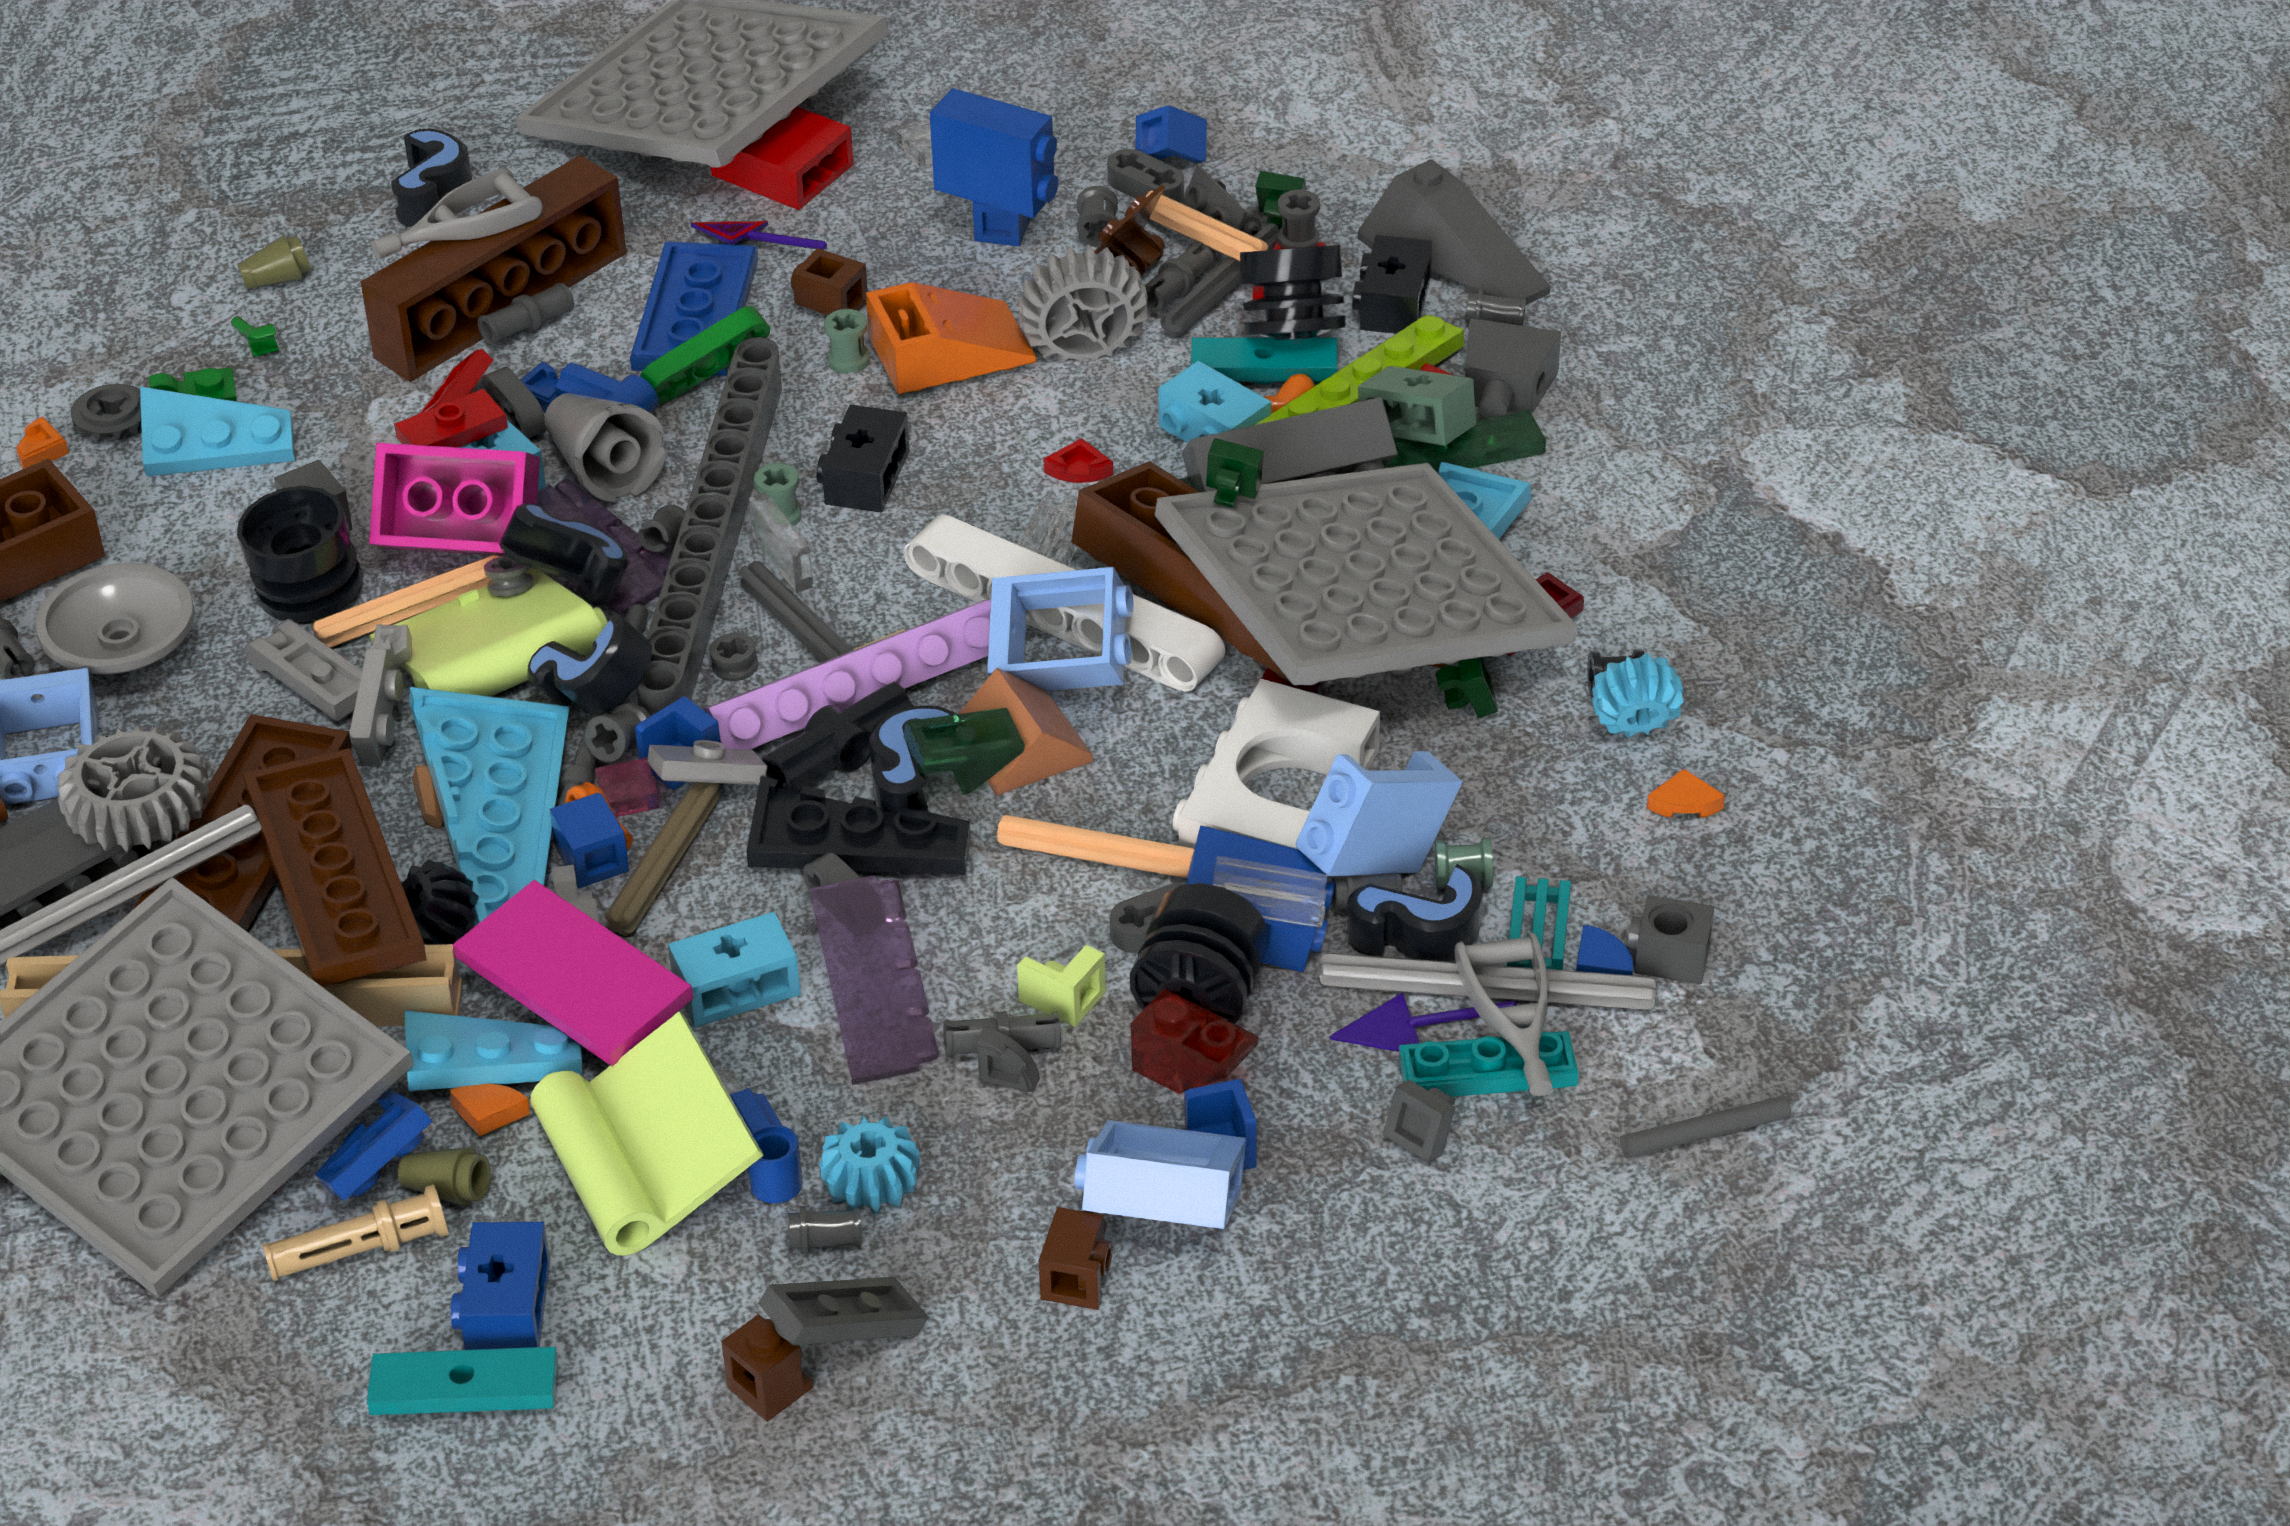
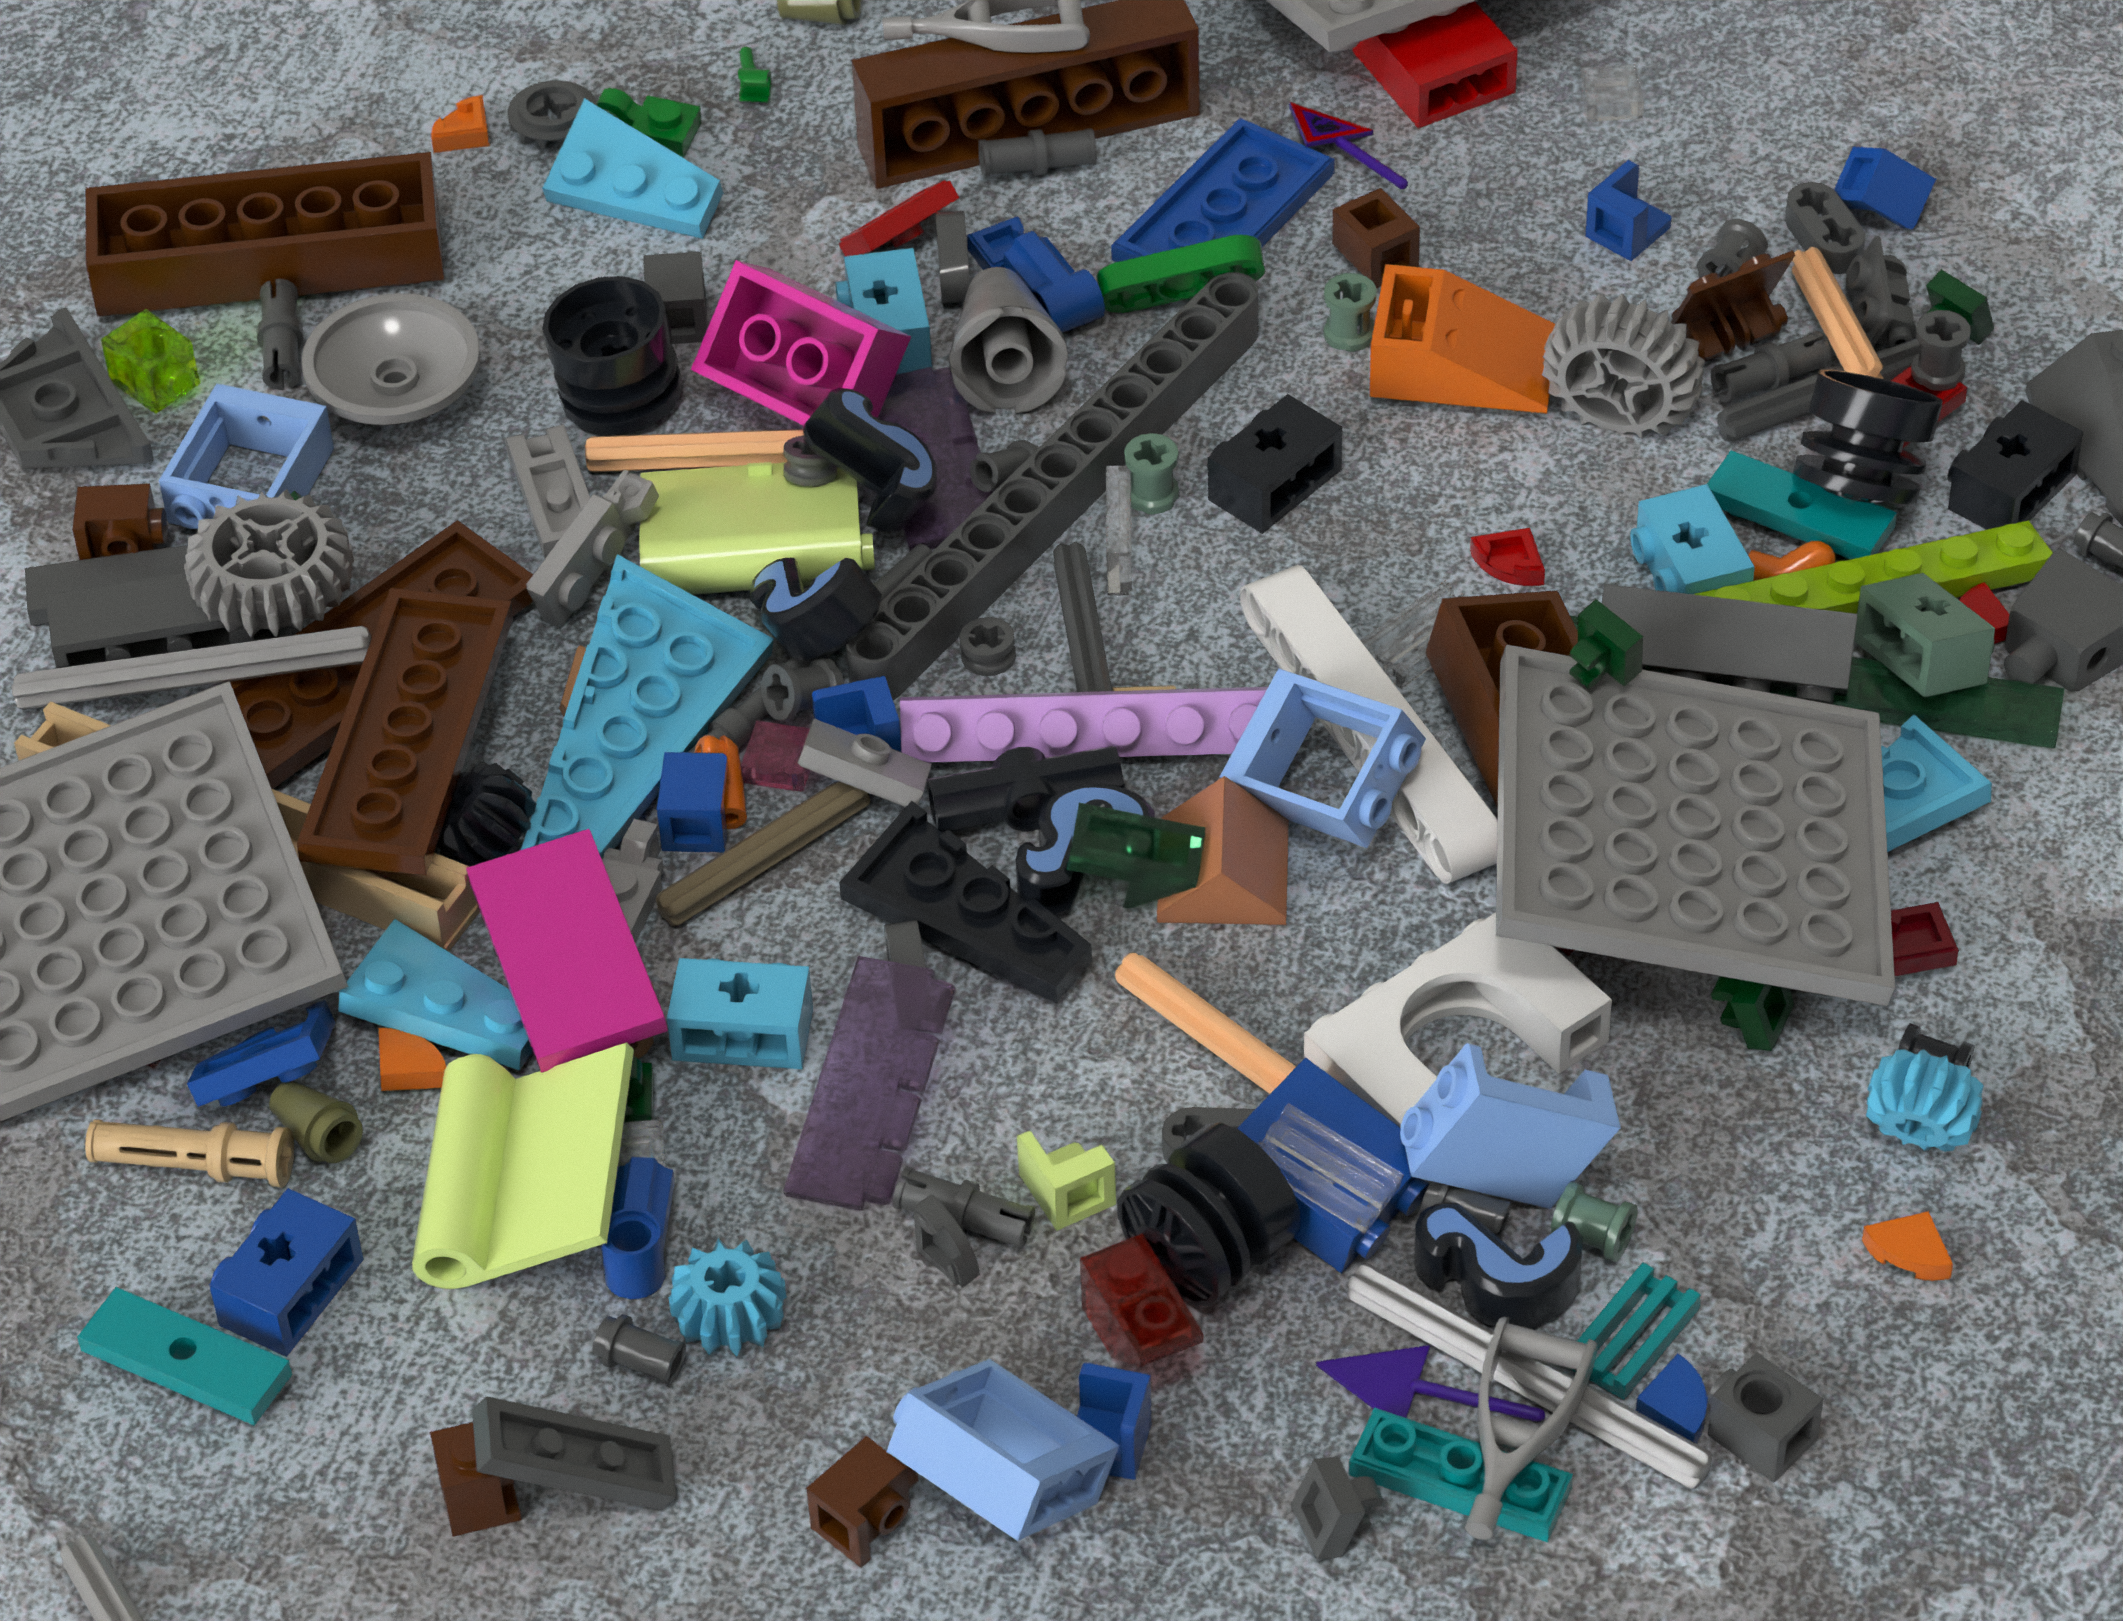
camera: 30 degrees right, 5 degrees up
(454, 422) = (853, 262): red plate -> none
(993, 152) = (1625, 143): blue brick -> none

